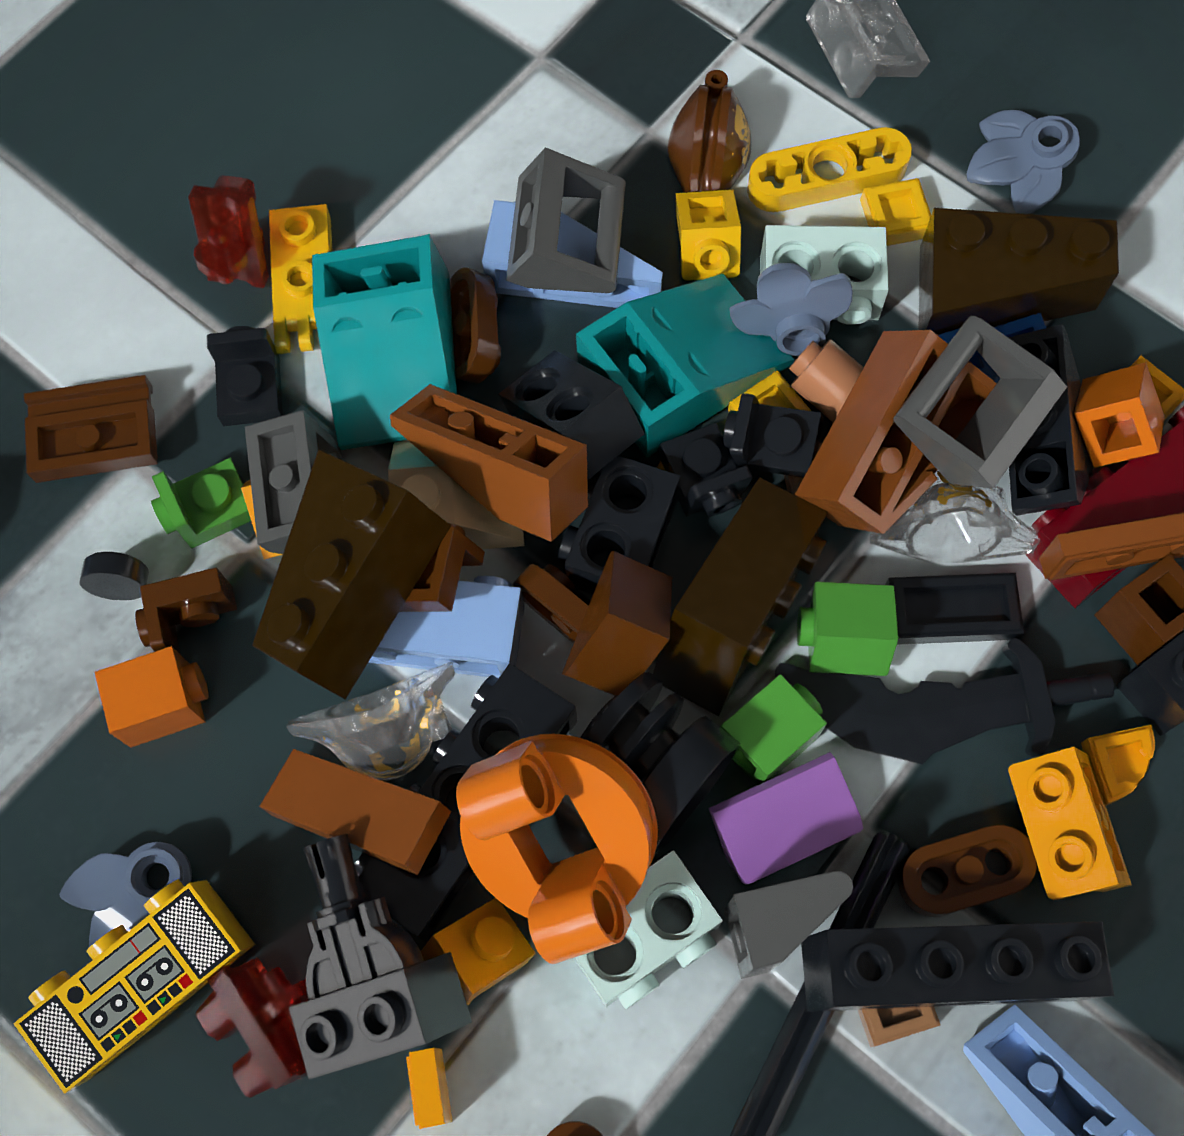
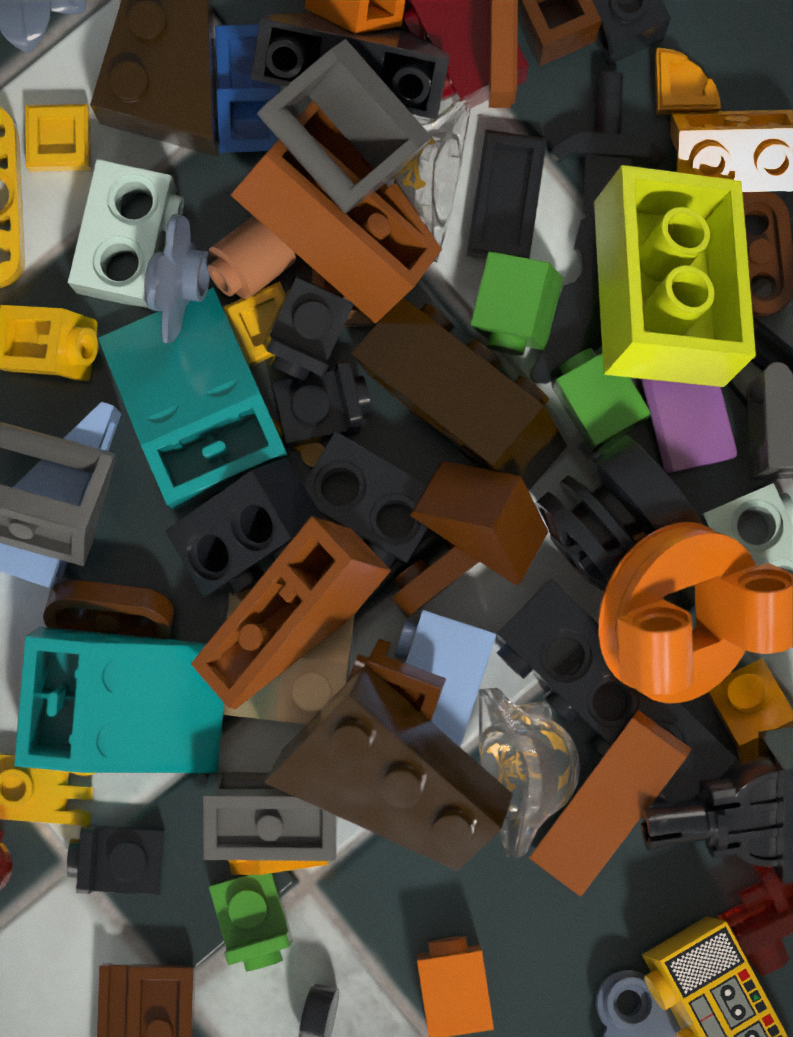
camera: 80 degrees left, 15 degrees up
(182, 600) = (362, 940): reddish brown bracket -> none
(916, 770) = (673, 277): none -> neon yellow brick

